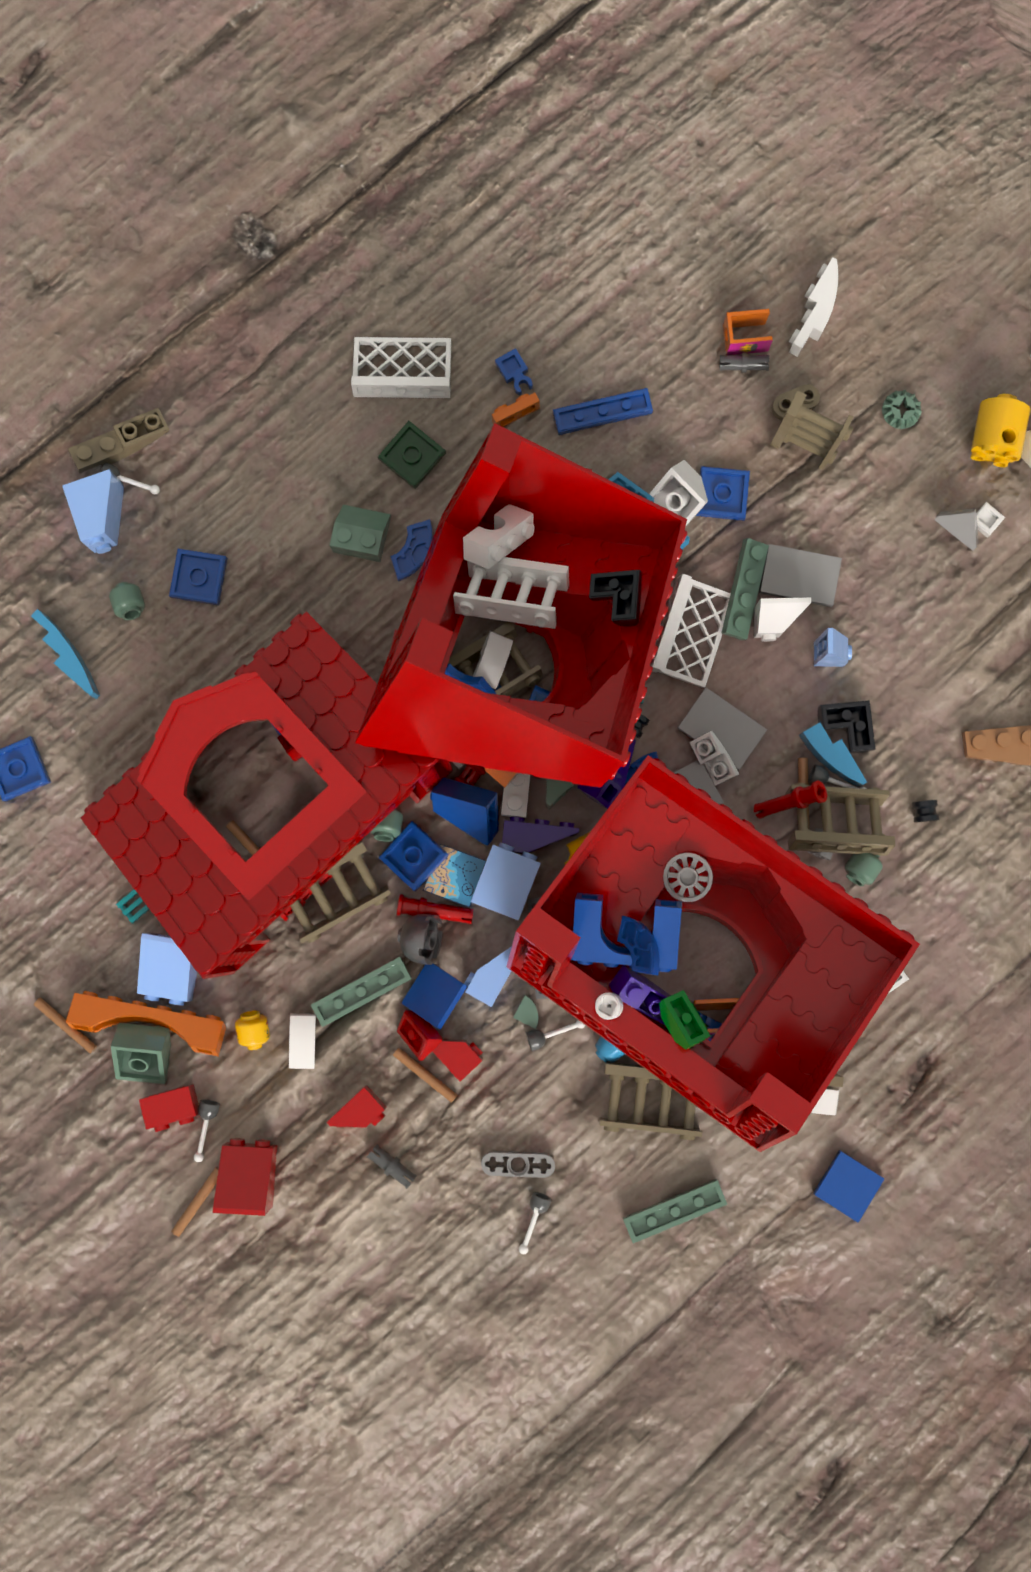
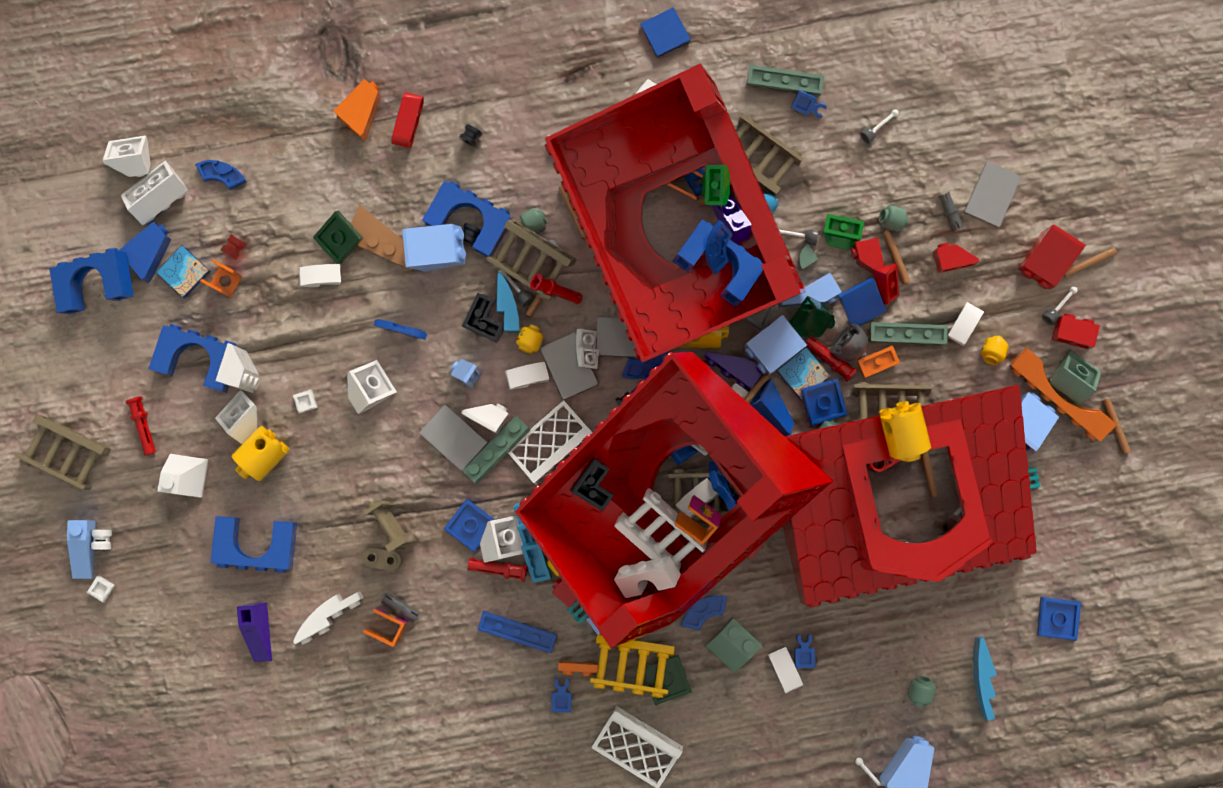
camera: 155 degrees left, 0 degrees up
(198, 576) = (863, 680): blue tile -> none
(277, 566) = (804, 655): none -> blue plate
(289, 538) = (785, 670): none -> white slope
(304, 842) = (905, 431): none -> yellow cylinder
(354, 1217) = (992, 194): none -> light grey tile
(377, 938) = (878, 361): none -> orange plate
(454, 469) = (643, 649): none -> yellow fence
(454, 1117) = (893, 218): none -> sand green head
(479, 622) = (694, 529): none -> orange piece
(481, 940) = (812, 318): none -> clear green torso
(499, 817) = (756, 388): none -> medium nougat bar
(504, 1067) = (842, 231): none -> green slope
(537, 1156) = (869, 174): light grey beam -> none
(609, 1006) = (759, 221): white tile -> none
(635, 1196) = (806, 102): none -> blue plate
(655, 467) = (506, 570): none -> red pin
(688, 877) = (658, 274): light grey wheel -> none
(762, 689) = (527, 375): none -> white slope
(784, 730) = (529, 339): none -> yellow head
(885, 250) = (255, 630): none -> dark purple slope
(892, 414) = (322, 510): sand green gear -> none
(929, 575) = (368, 386): none -> white slope
(935, 657) = (405, 330): none -> blue tile
(958, 767) = (434, 247): none -> light blue slope
(961, 525) = (326, 407): light grey slope -> none
(965, 312) = (227, 550): none -> blue arch
(972, 838) = (452, 198): none -> blue arch
(996, 925) = (470, 135): none -> black wheel

